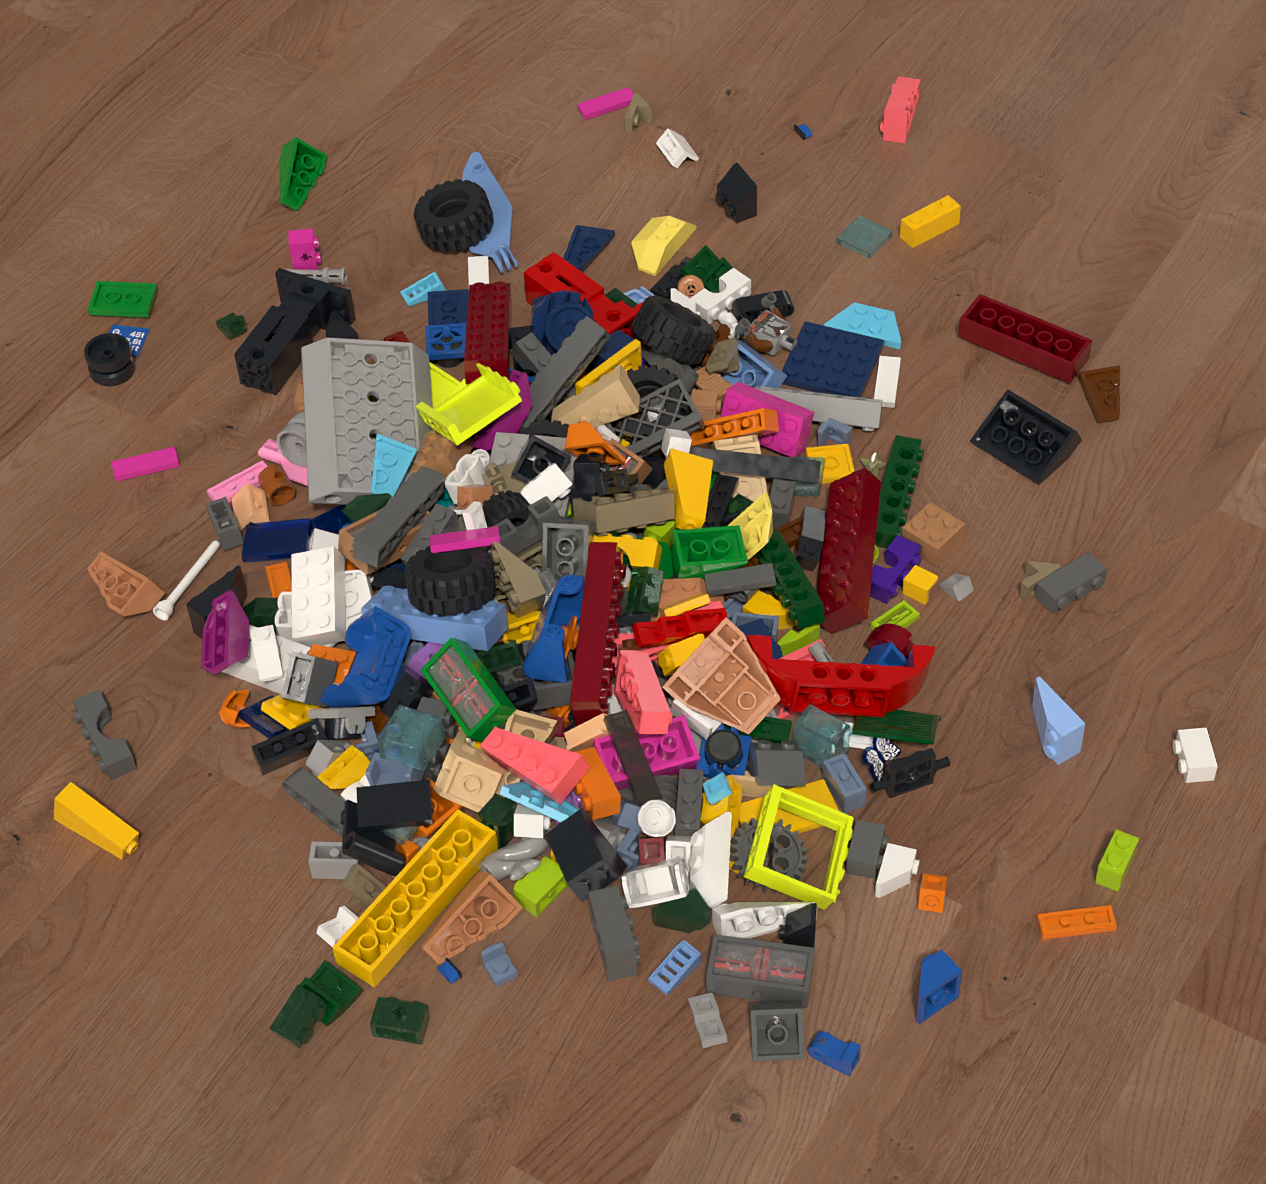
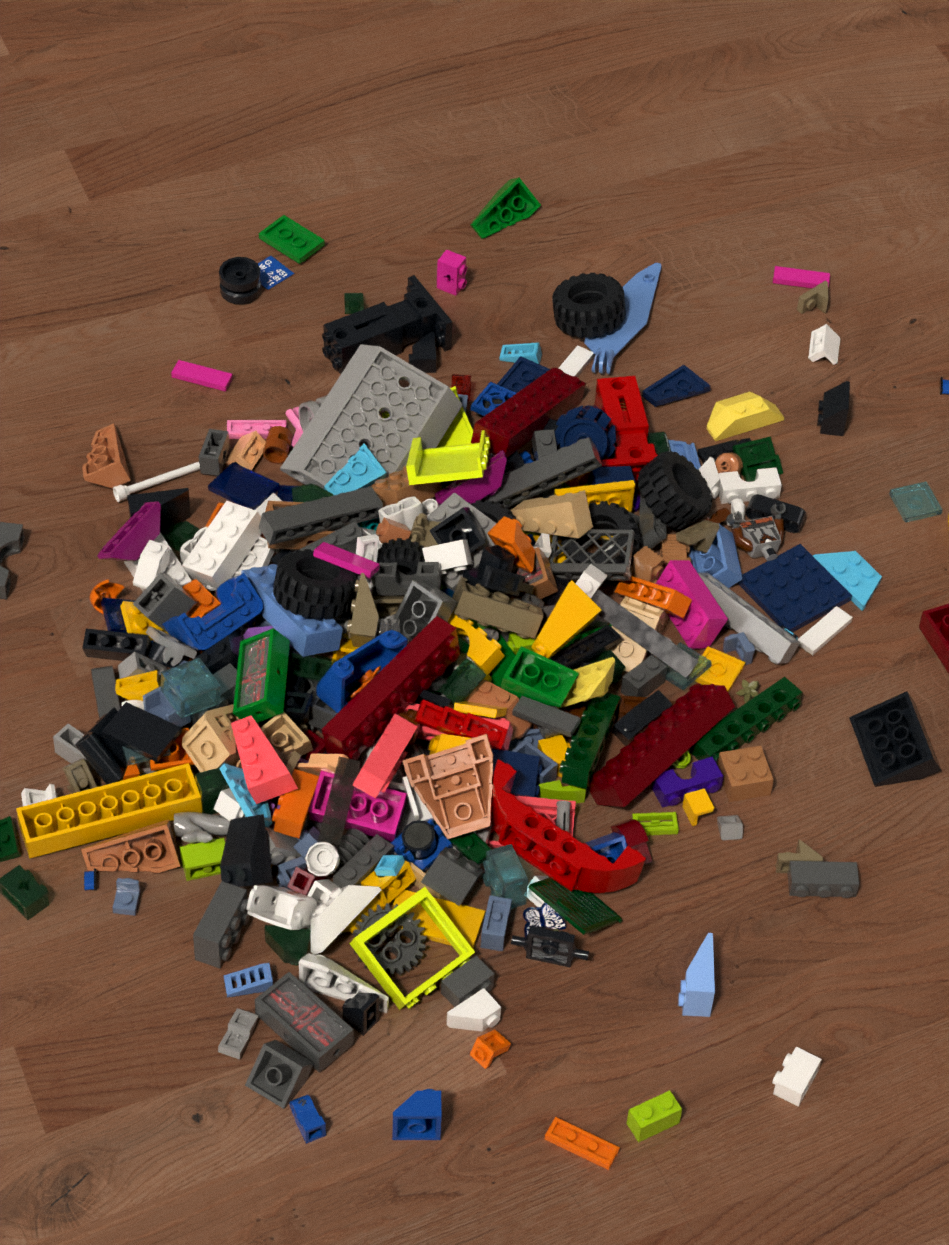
camera: 30 degrees right, 0 degrees up
(327, 274) = (455, 301): light grey pin -> none

